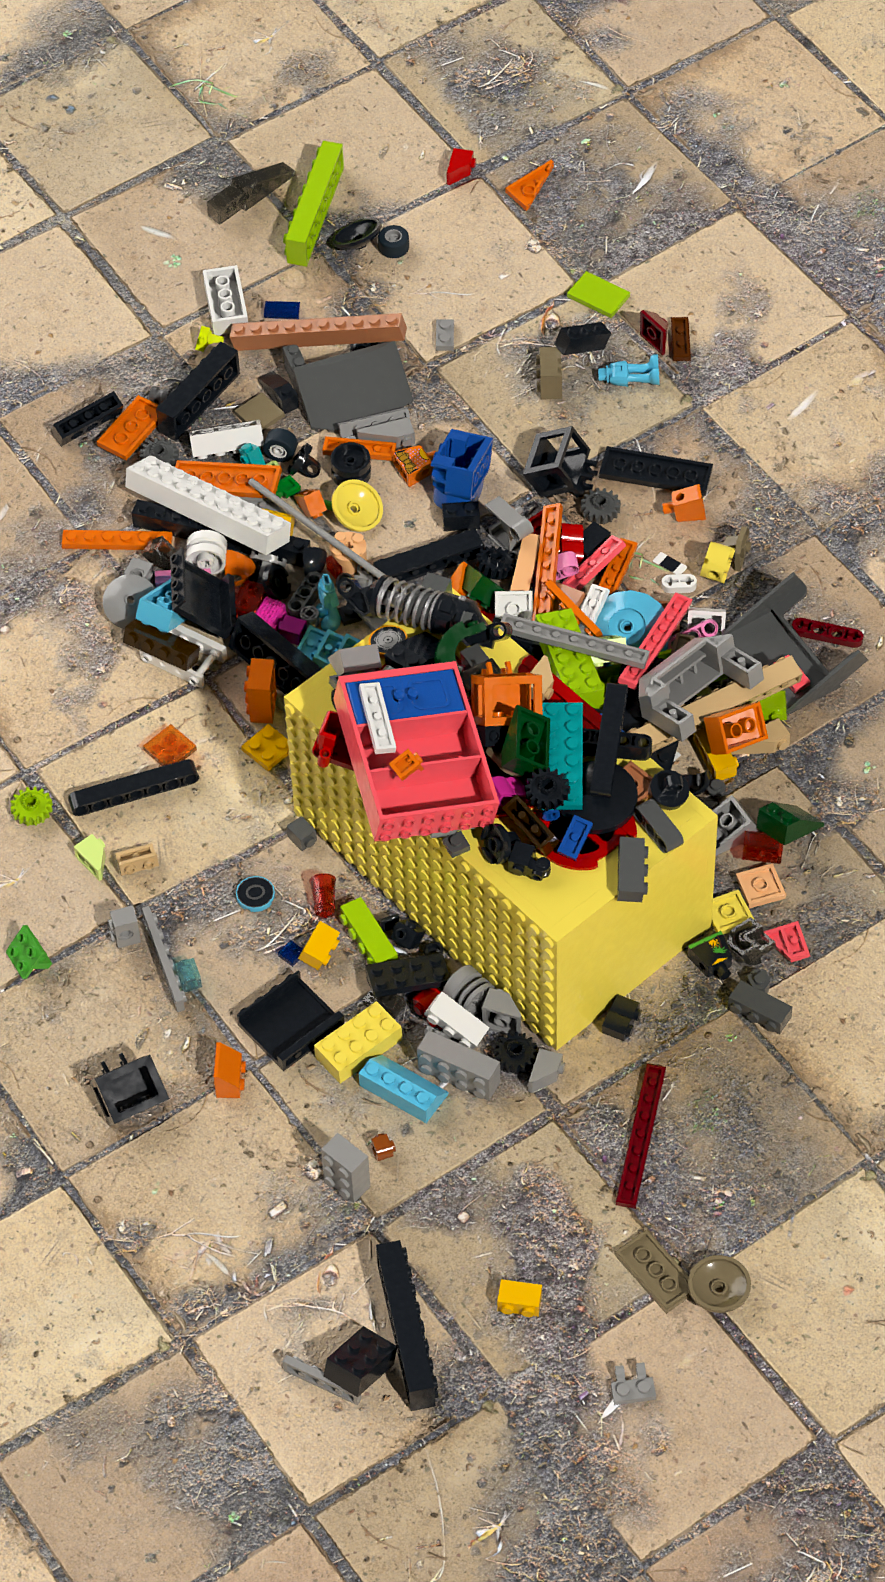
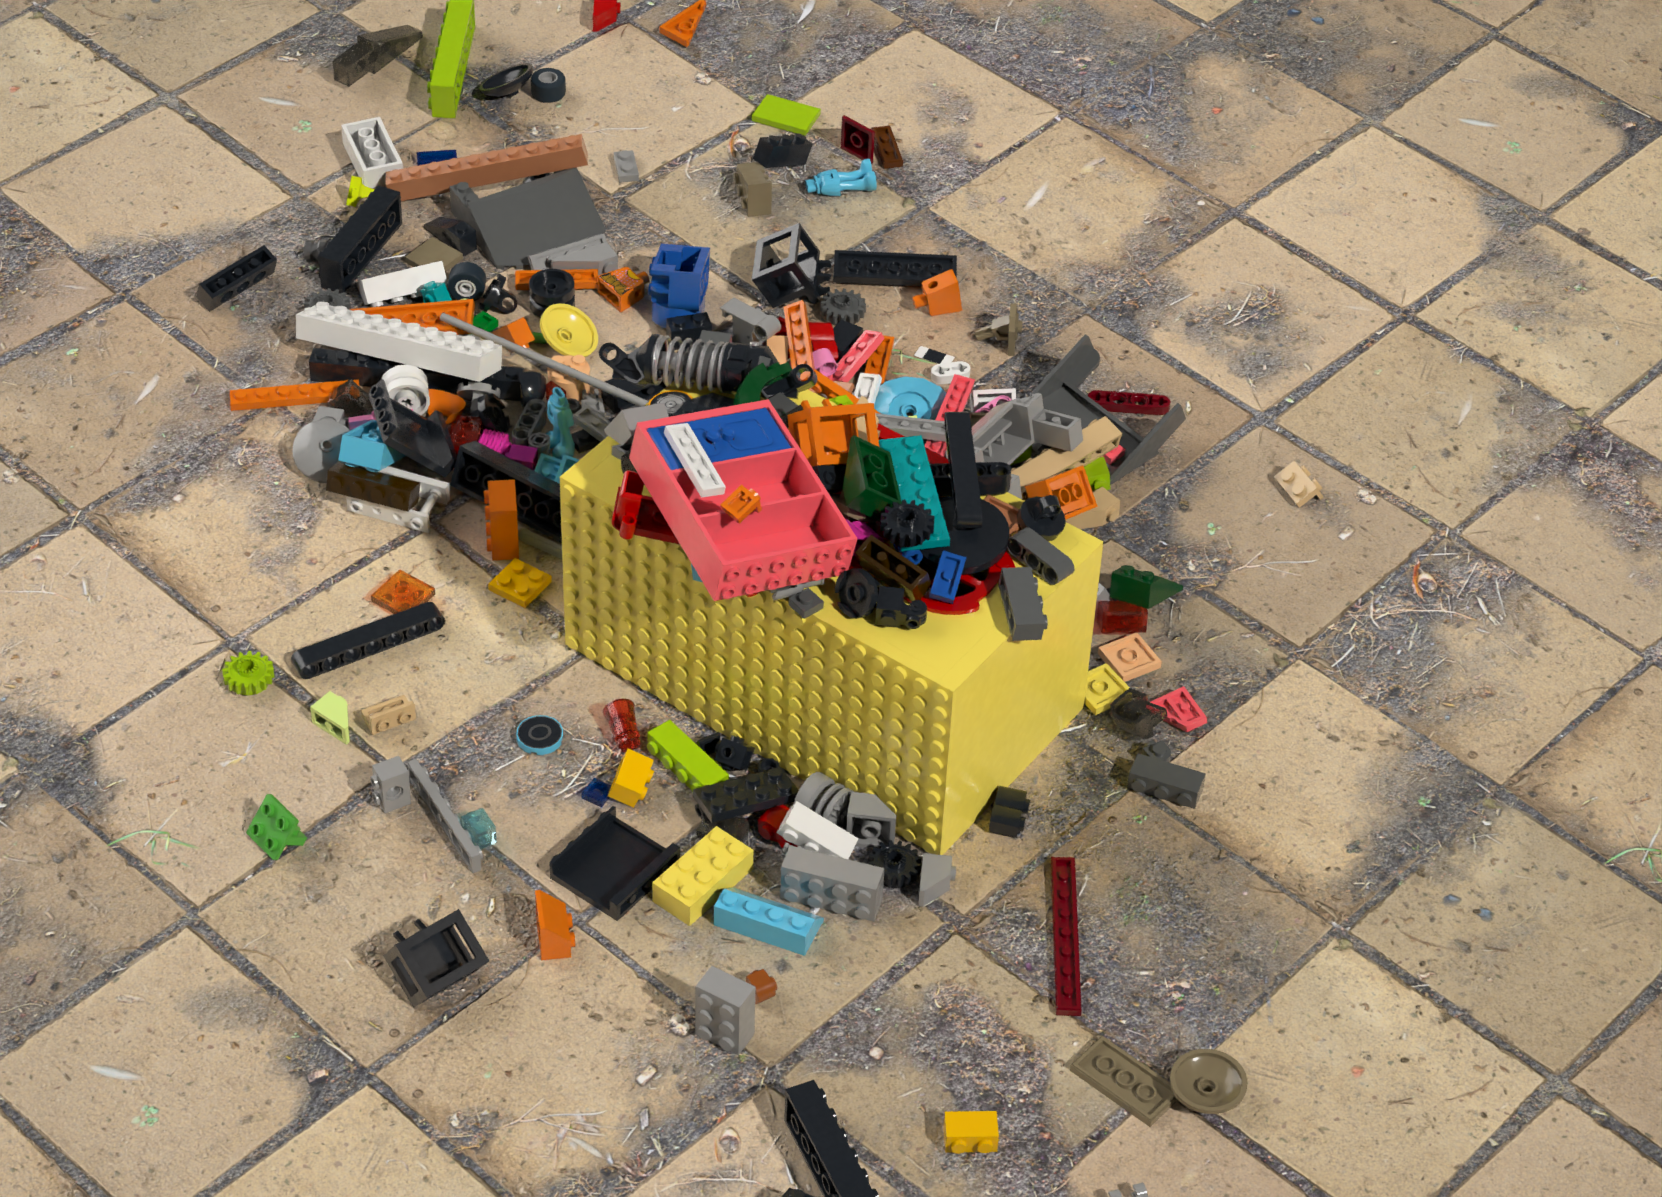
camera: 15 degrees left, 10 degrees down
(130, 428) = (288, 285): orange plate -> none
(301, 833) = (581, 664): dark grey brick -> none
(711, 956) = (1095, 734): black torso -> none
(717, 562) = (989, 345): light yellow brick -> none

